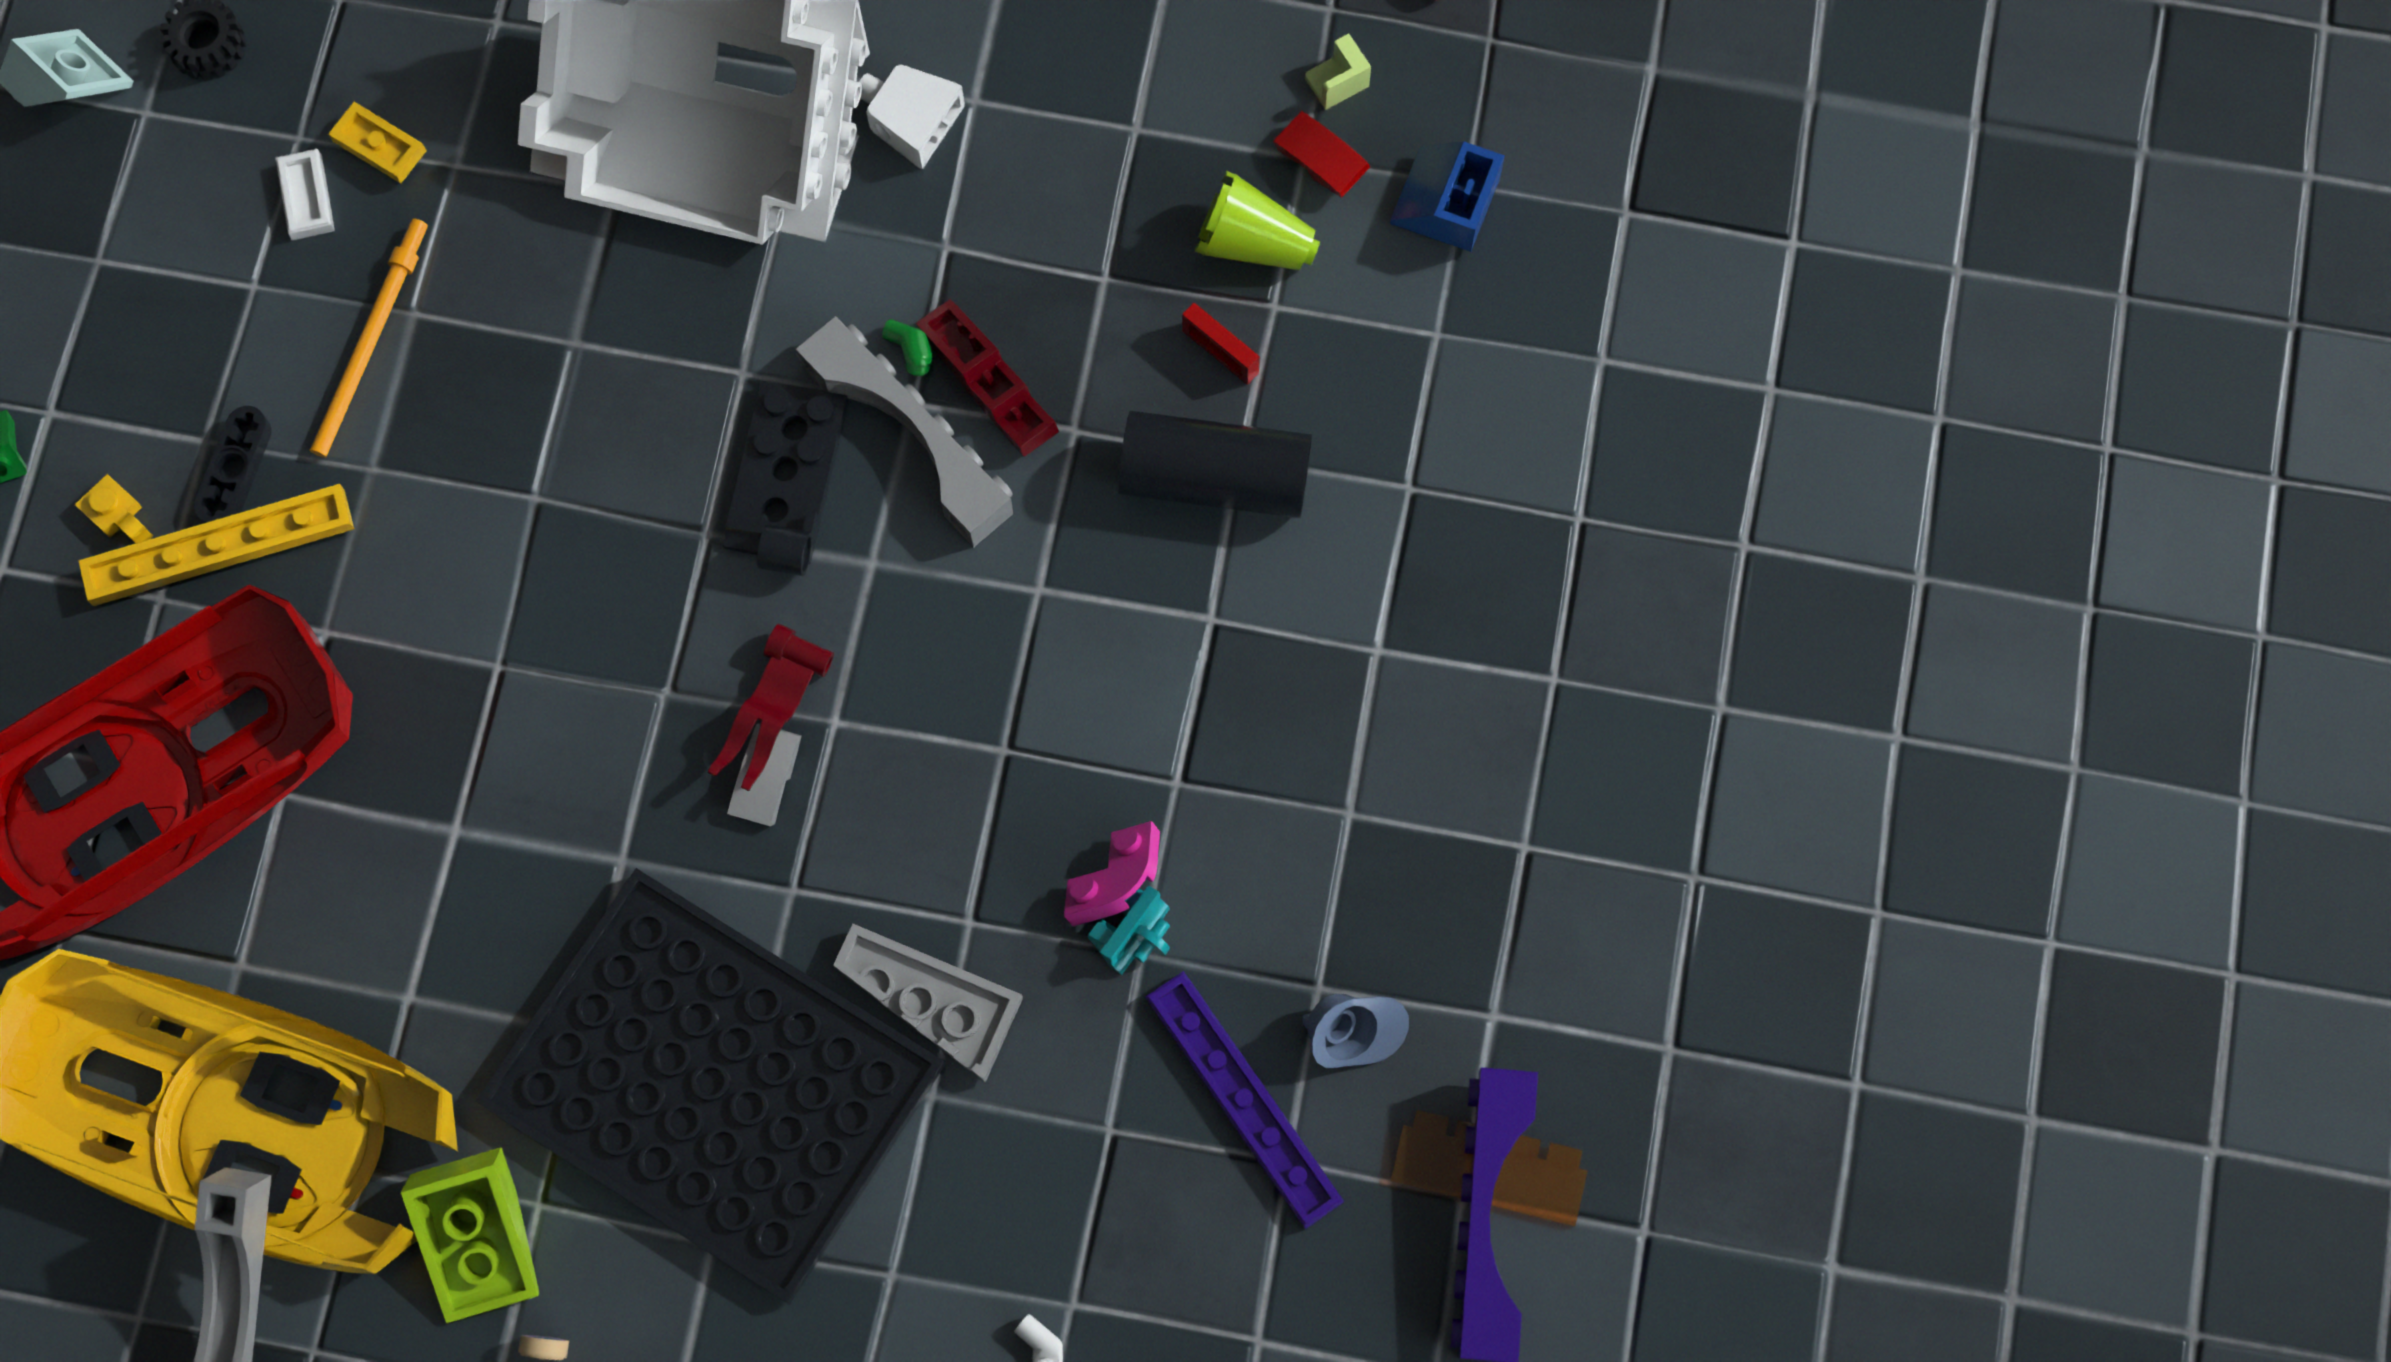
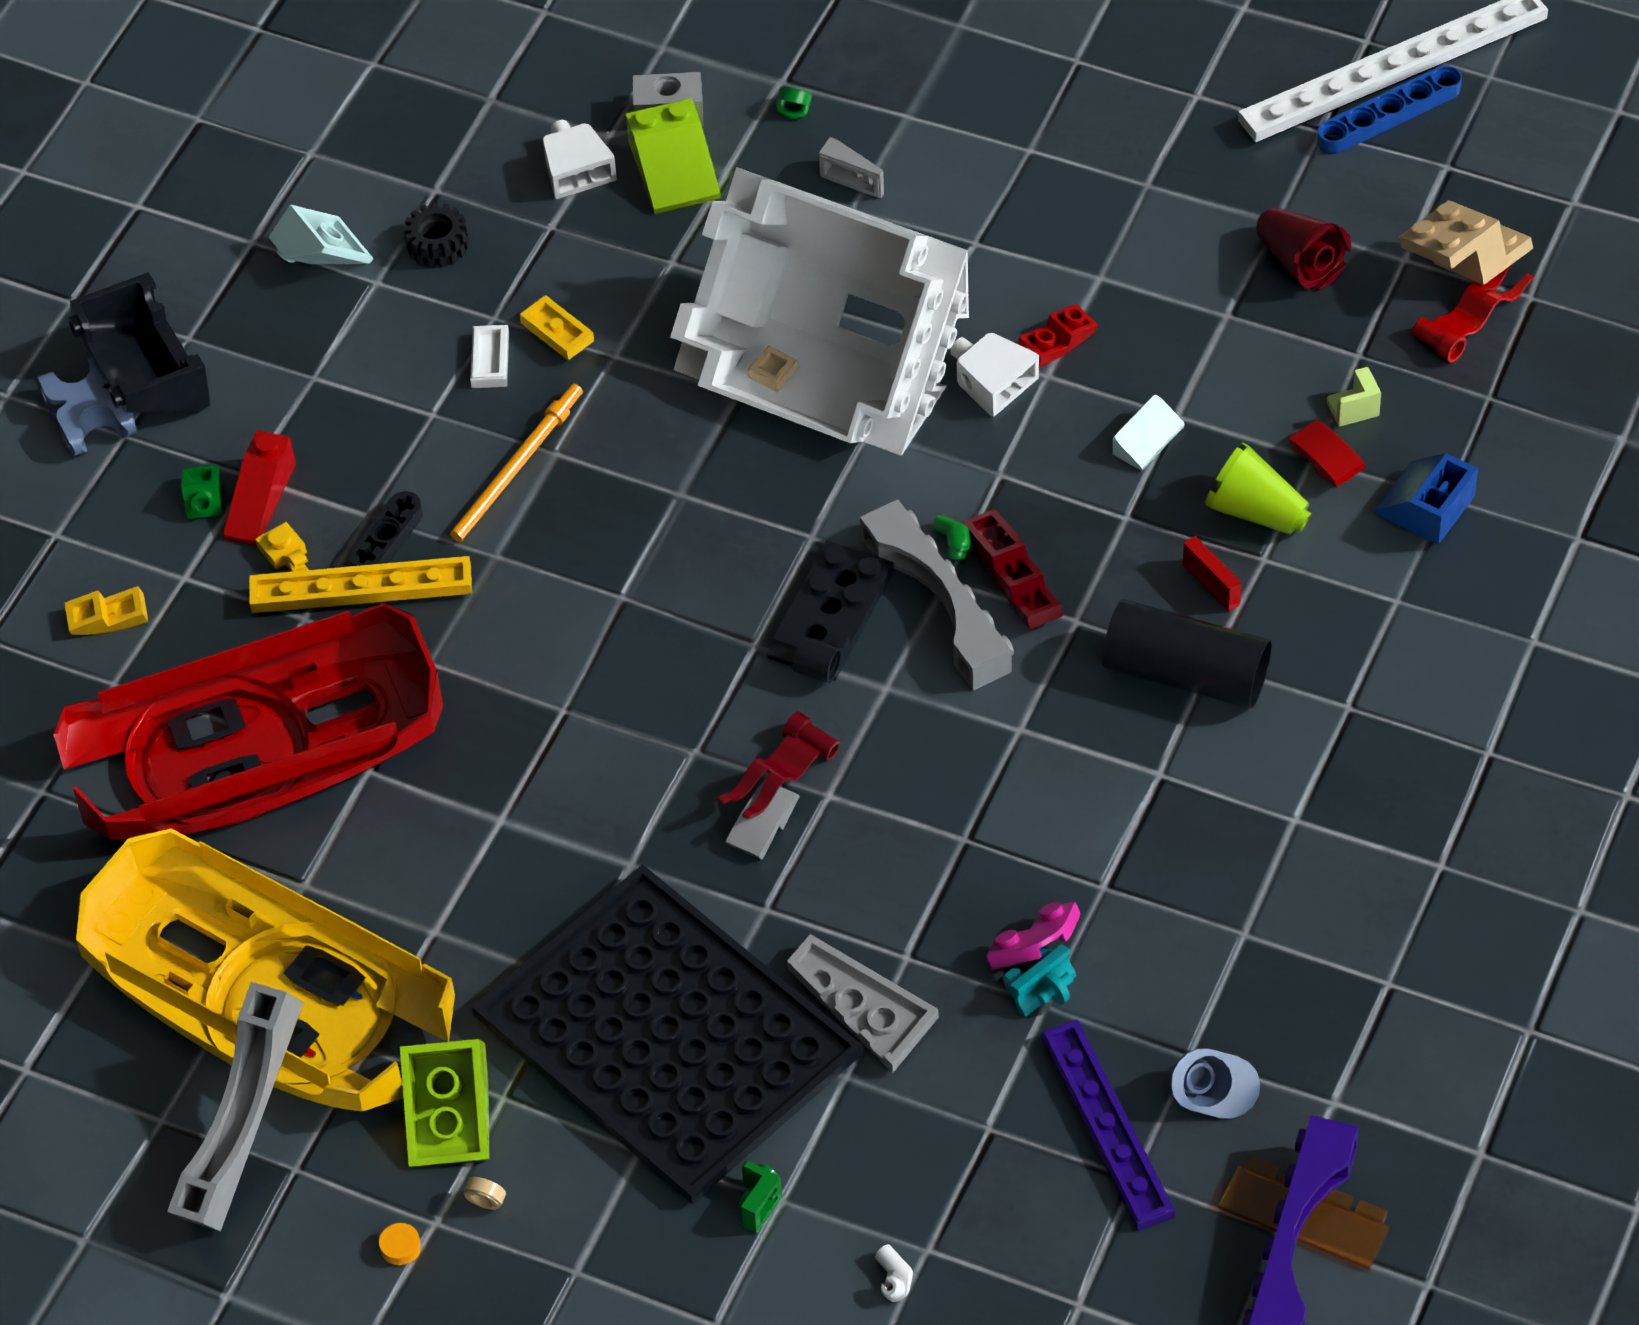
camera: 15 degrees right, 20 degrees down
(63, 432) = (259, 486): none -> red slope
(649, 153) = (773, 368): none -> tan tile
(866, 1291) = (761, 1196): none -> green bracket
(977, 46) = (1061, 334): none -> red slope
(1108, 163) = (1147, 433): none -> light aqua slope

